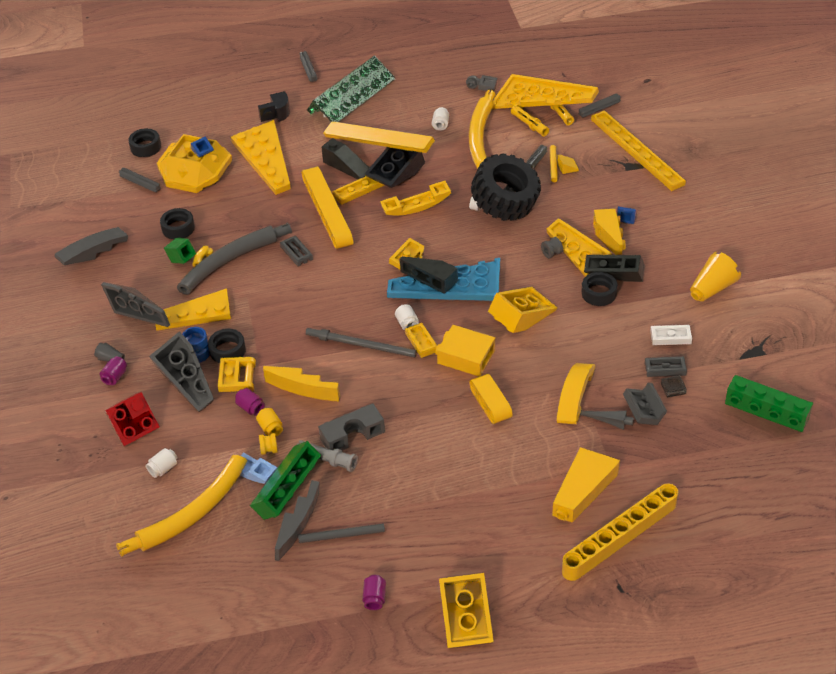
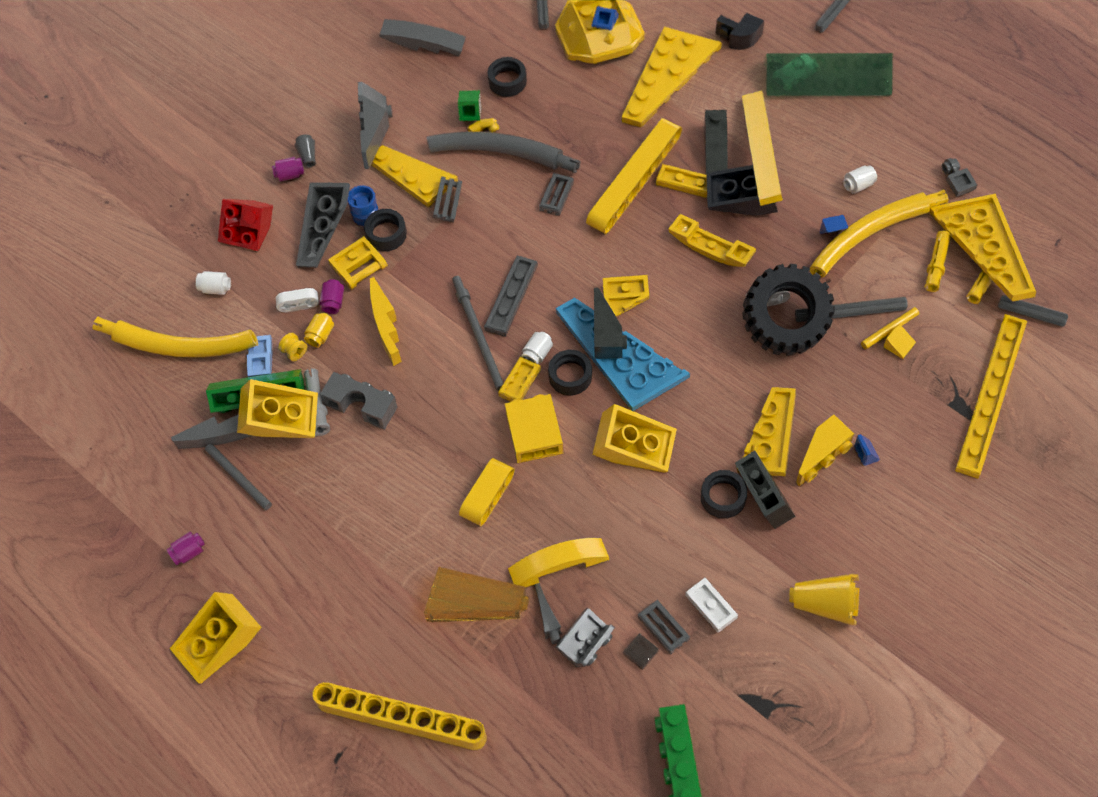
camera: 55 degrees right, 15 degrees up
(231, 422) = (297, 300): none -> white beam
(238, 300) = (450, 183): none -> dark grey tile
(321, 469) = (276, 411): none -> yellow slope
(350, 312) = (511, 296): none -> dark grey tile
(441, 302) = (566, 357): none -> black tyre
(461, 144) = (833, 224): none -> blue slope
(551, 247) = (747, 410): dark grey wheel -> none
(558, 449) = (473, 598): none -> clear yellow slope
(584, 483) = (435, 644): yellow slope -> none

